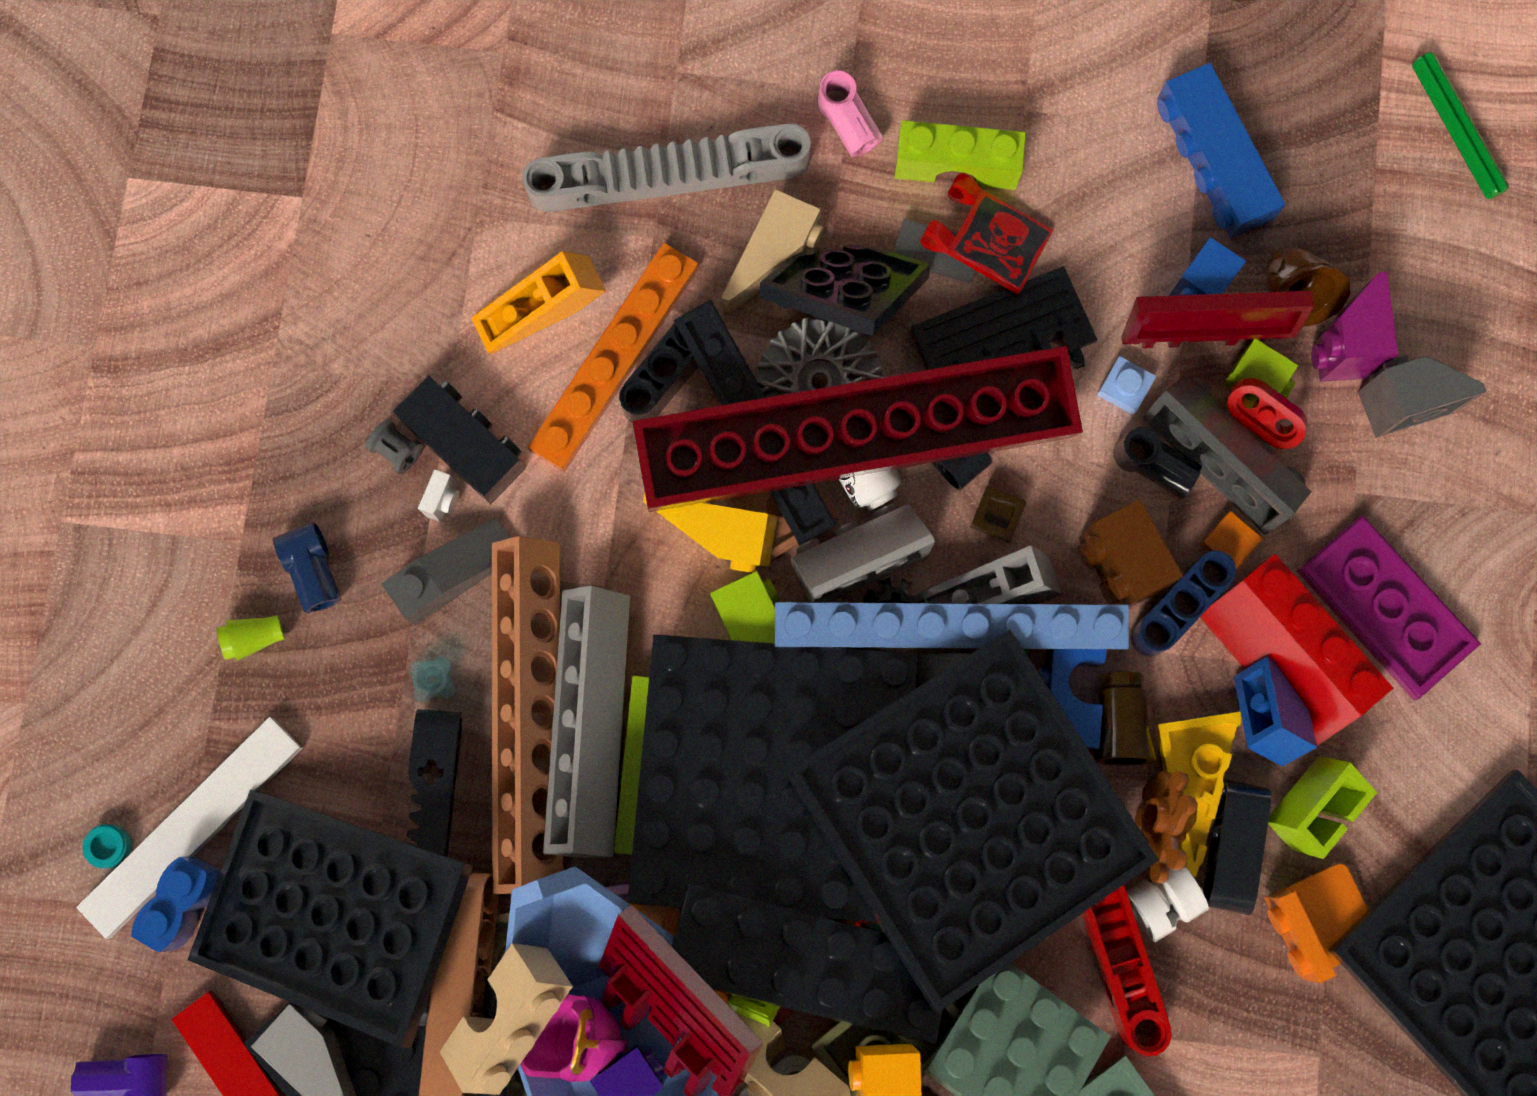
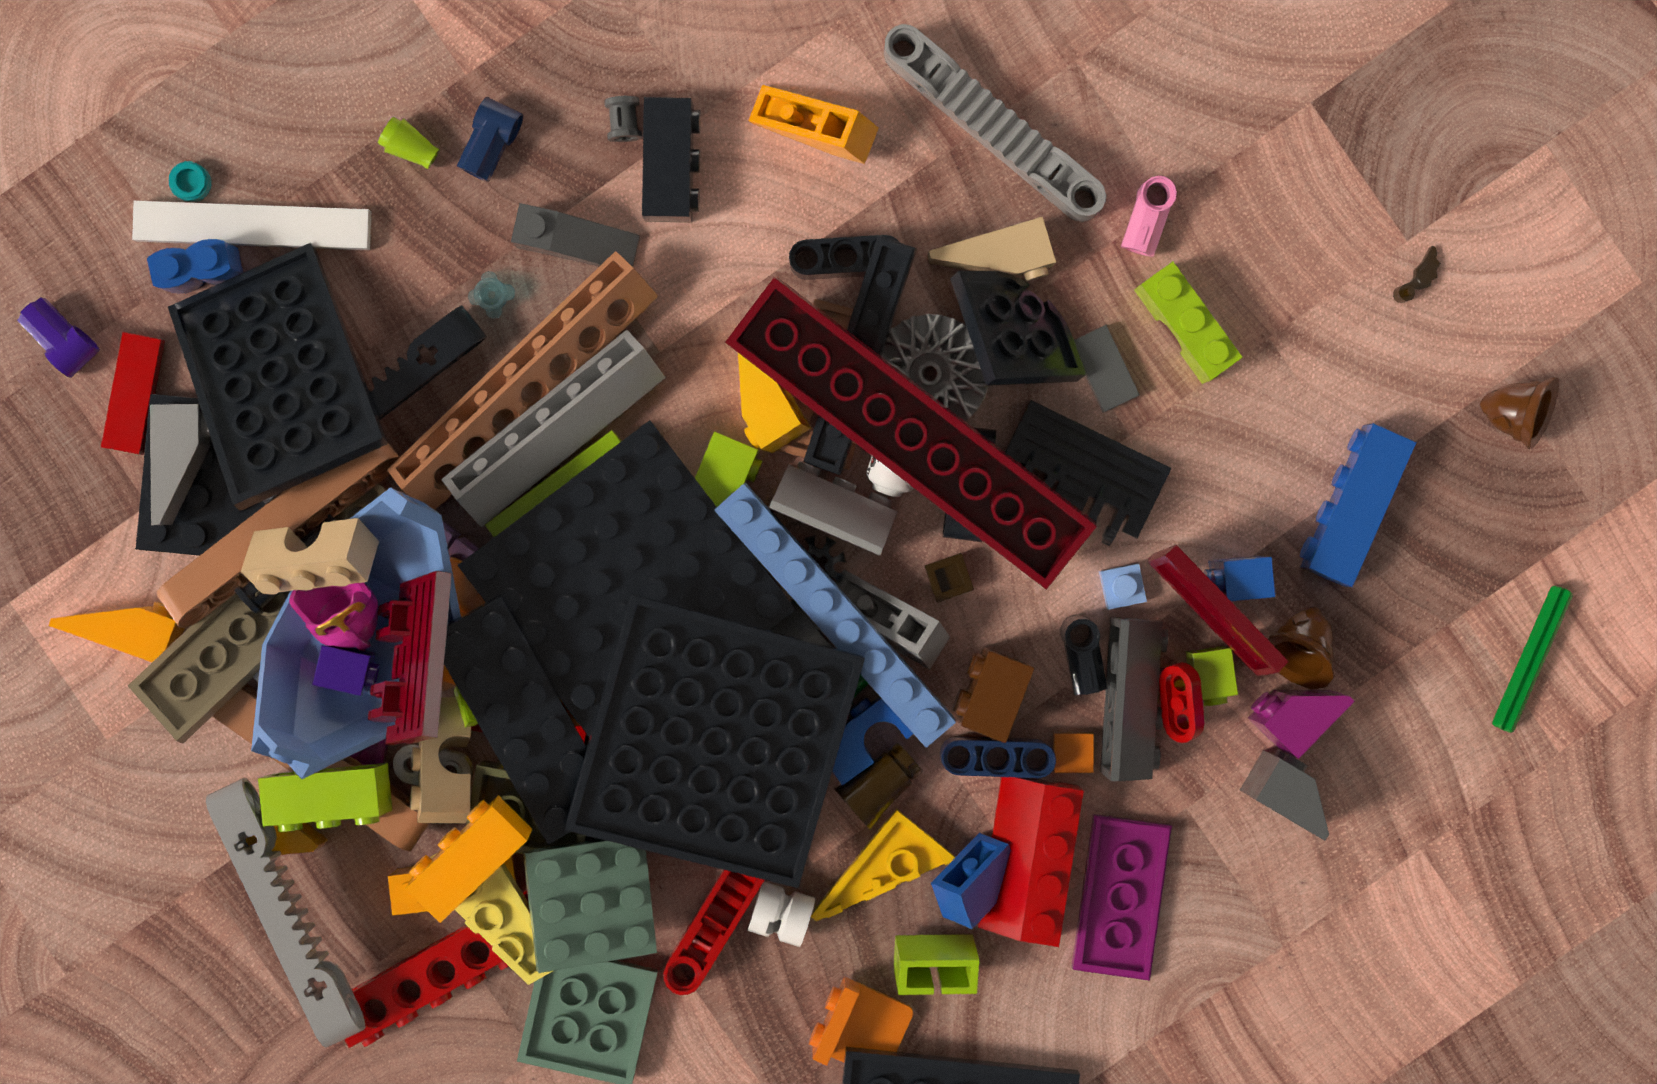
camera: 45 degrees right, 10 degrees up
(439, 496) = (617, 183): white plate -> none
(613, 357) = (824, 211): orange plate -> none
(992, 238) = (1149, 402): flag -> none
(1166, 821) = (831, 871): dark orange animal -> none
(1237, 847) = (860, 931): black beam -> none

